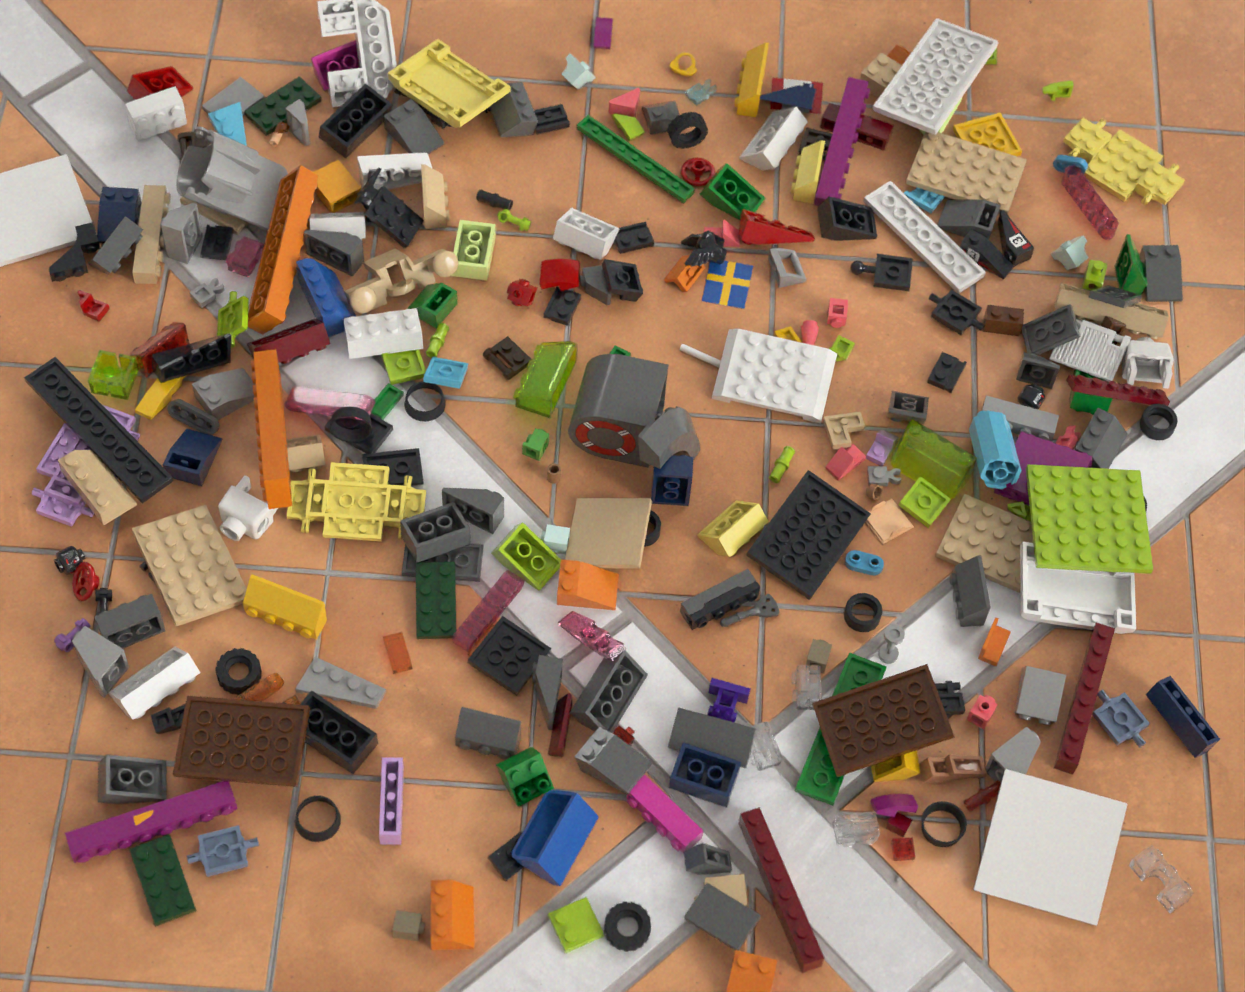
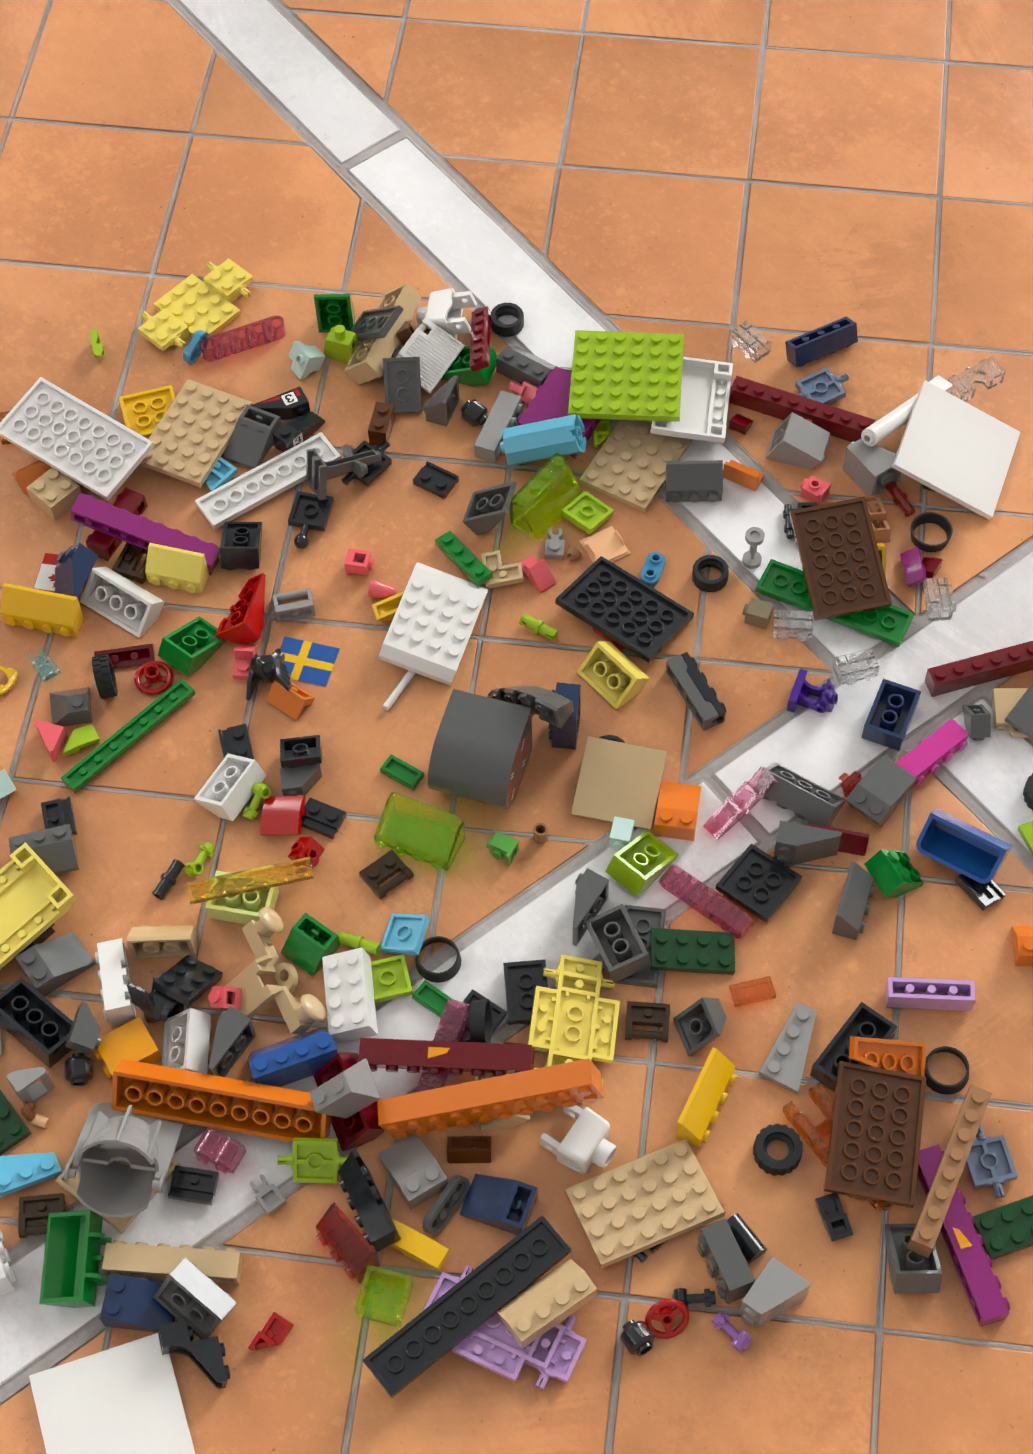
camera: 80 degrees left, 0 degrees up
(149, 167) = (72, 1259): none -> green piece
(154, 682) = (792, 1236): white slope -> none
(157, 645) = (747, 1240): none -> black brick
(182, 232) = (192, 1215): light grey slope -> none
(204, 802) = (949, 1171): none -> medium nougat brick
(245, 434) = (469, 1149): none -> reddish brown slope
(280, 321) = (346, 1092): none -> light grey slope
(316, 399) = (446, 1056): none -> dark red brick
(317, 156) = (78, 1069): none -> black head
(320, 767) = (889, 1054): none -> orange wing
(341, 146) = (84, 1031): none -> dark grey slope
(361, 607) = (700, 1024): none -> dark grey slope
(371, 565) = (648, 1015): none -> dark brown plate
(378, 249) = (220, 995): none -> coral brick
(483, 246) = (249, 880): none -> clear yellow plate
(579, 256) = (260, 791): none -> lime bar
(713, 735) = (851, 705): dark grey tile -> none
(717, 147) = (129, 655): none -> dark red slope
(756, 611) = (704, 663): dark grey piece -> none
(842, 347) = (400, 566): lime slope -> none
(852, 397) = (463, 558): none -> green plate
(882, 447) = (520, 541): lavender slope -> none
(903, 849) = (954, 566): clear red tile -> none
(931, 271) = (319, 471): none -> dark grey piece
(1062, 642) = (740, 423): none -> dark red slope
(1133, 831) = (897, 417): none -> white brick
(1162, 272) = (335, 284): dark grey slope -> none
(1172, 648) = (750, 341): none -> clear brick

